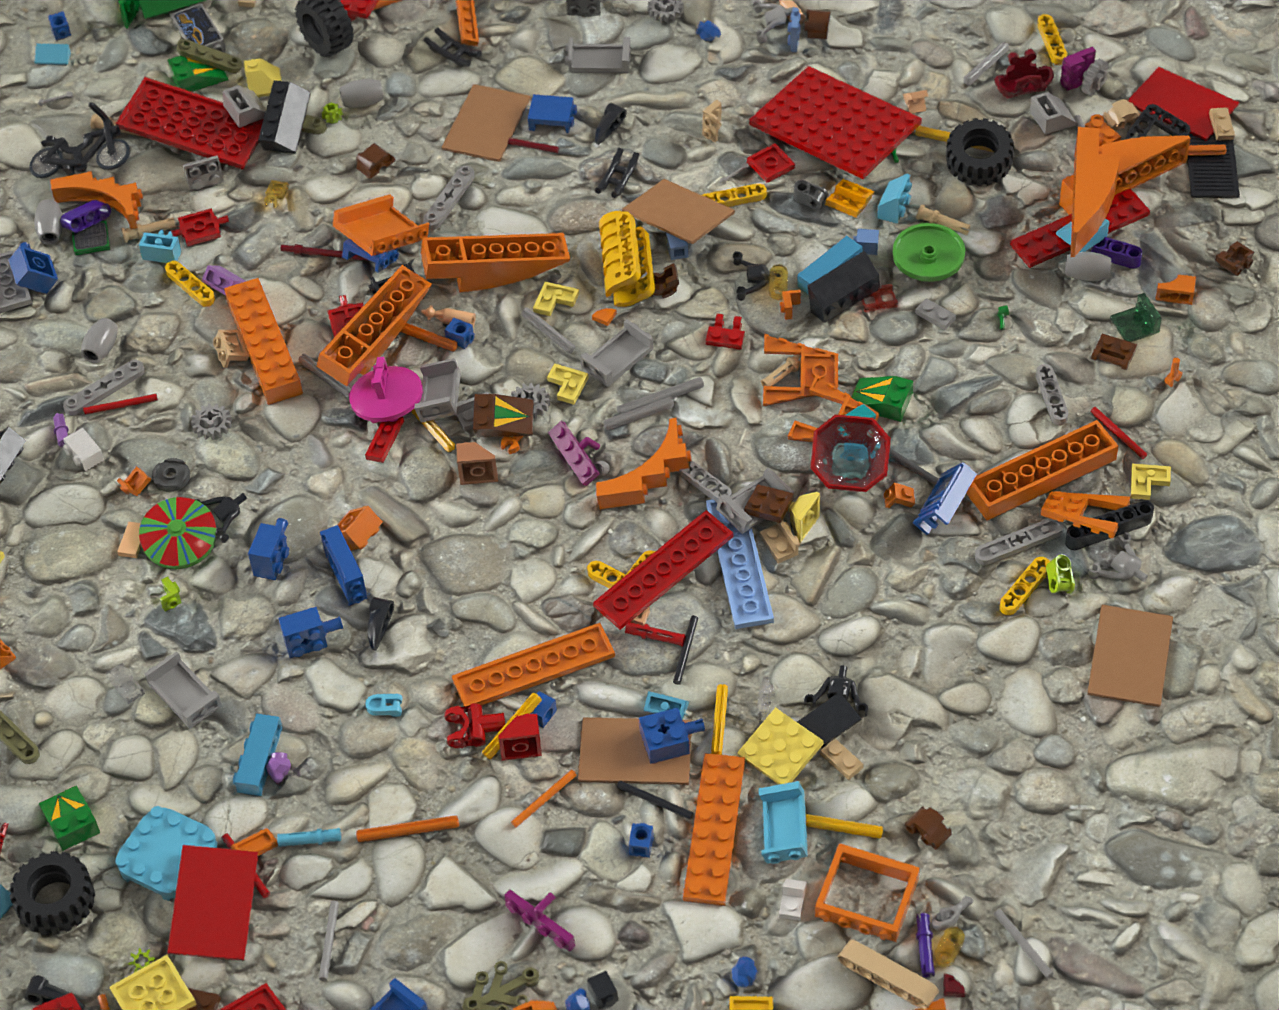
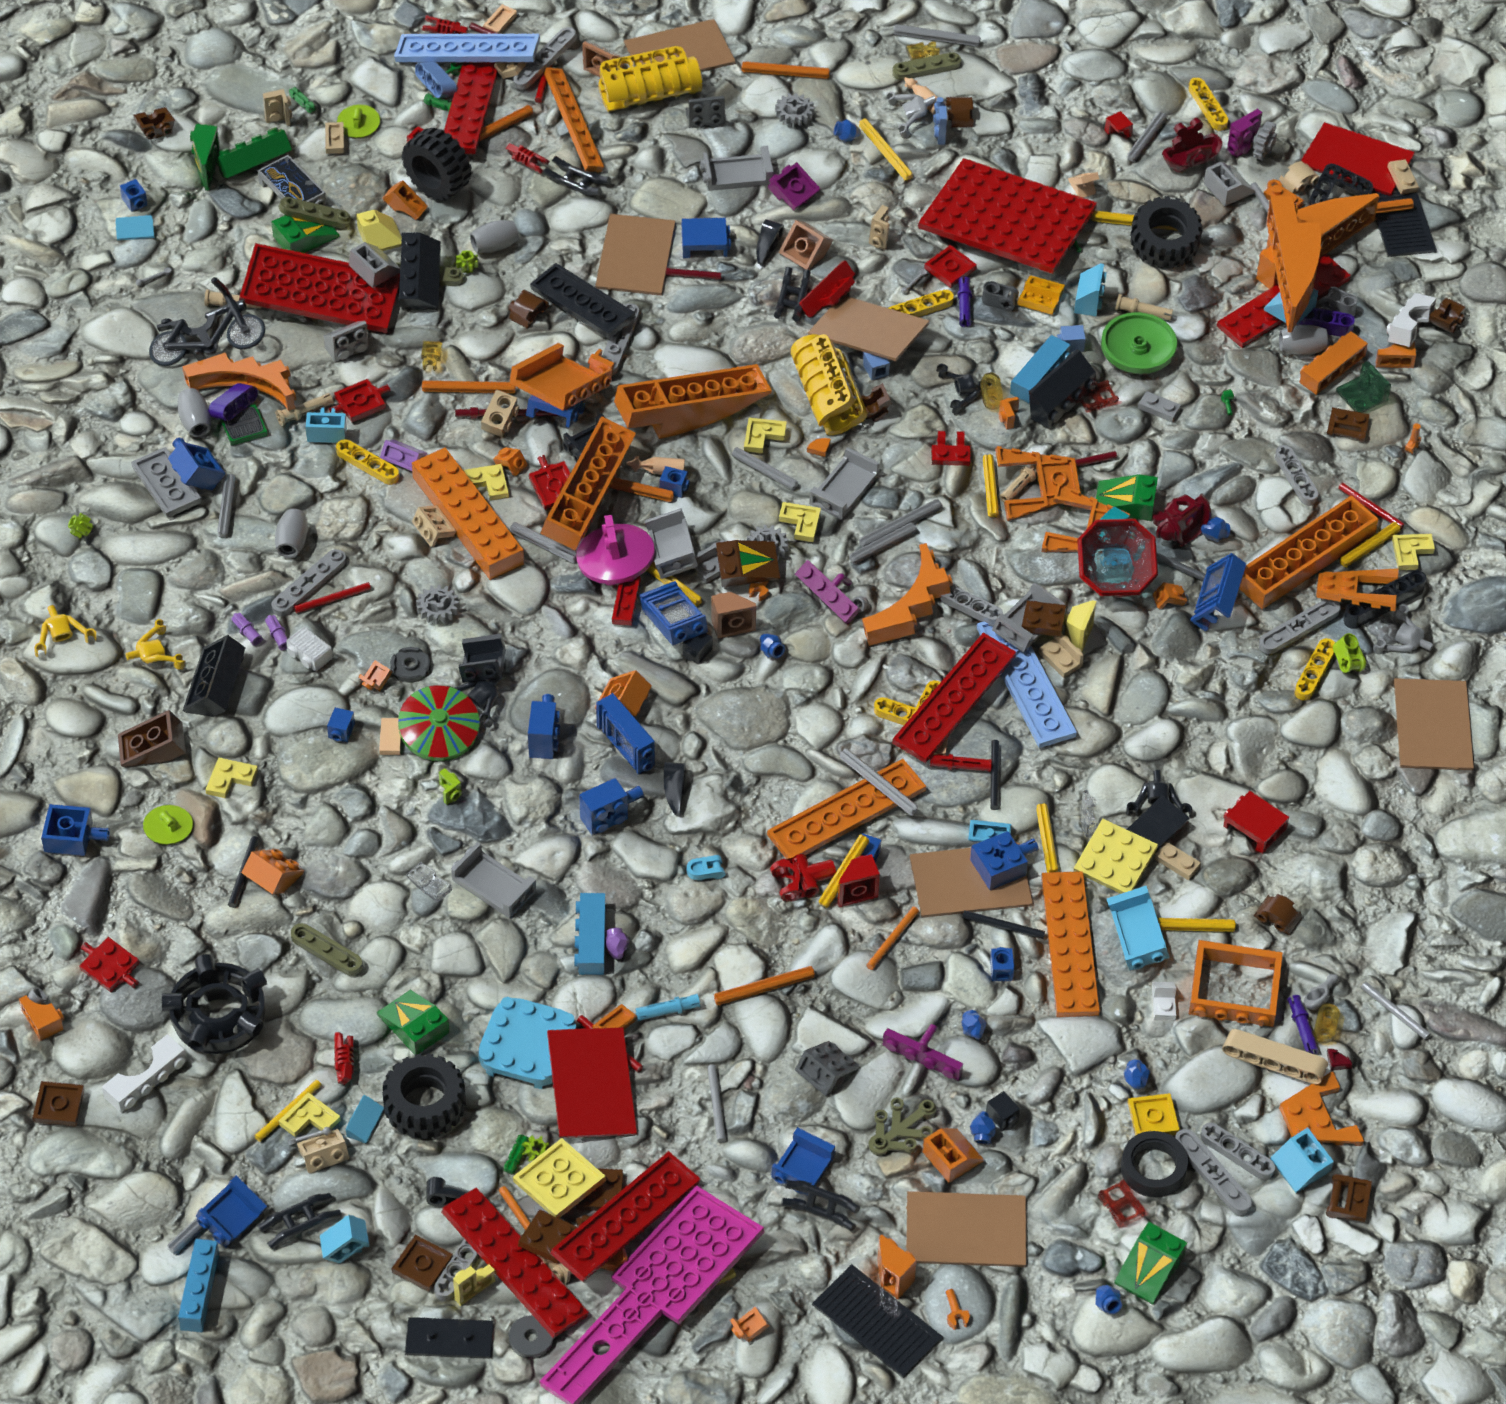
camera: 15 degrees left, 0 degrees up
(35, 424) = (247, 629): none -> medium lavender axle
(52, 309) = (226, 505): none -> light grey axle
(89, 523) = (341, 724): none -> blue brick
(122, 965) = (515, 1155): none -> green axle
(235, 478) = (482, 658): none -> black panel
(293, 53) = (404, 199): none -> orange arch
(296, 310) = (492, 478): none -> light yellow plate
(298, 225) = (467, 386): none -> orange axle
(314, 251) = (495, 412): none -> tan brick
(319, 296) = (511, 458): none -> orange bracket
(412, 26) = (526, 157): none -> red hinge
(421, 216) = (599, 364): none -> orange bracket
(421, 456) = (673, 613): none -> blue door
(424, 159) = (582, 300): none -> black plate
(437, 490) = (697, 648): none -> black brick
(441, 916) = (824, 1065): none -> dark grey bracket
(506, 498) = (772, 645): none -> blue rock
(569, 642) = (879, 782): none -> light grey axle
(597, 897) = (973, 1024): none -> blue rock
(641, 129) = (805, 245): none -> nougat slope
(645, 75) = (793, 186): none -> magenta plate
(652, 172) = (829, 289): none -> red bracket
(740, 51) = (885, 149): none -> yellow axle
(755, 371) = (990, 486): none -> yellow axle
(777, 191) = (964, 296): none -> dark purple pin
(860, 357) = (1096, 458): none -> dark red bar
(927, 428) = (1183, 525): none -> dark red piece
(929, 729) = (1257, 820): none -> red panel
(959, 437) = (1216, 529): none -> blue rock
(960, 48) = (1119, 123): none -> red panel
(1108, 469) = (1369, 544): none -> yellow axle
(1113, 291) = (1333, 362): none -> orange brick
(1133, 234) = (1340, 301): none -> light grey piece
(1186, 265) = (1404, 326): none -> white arch

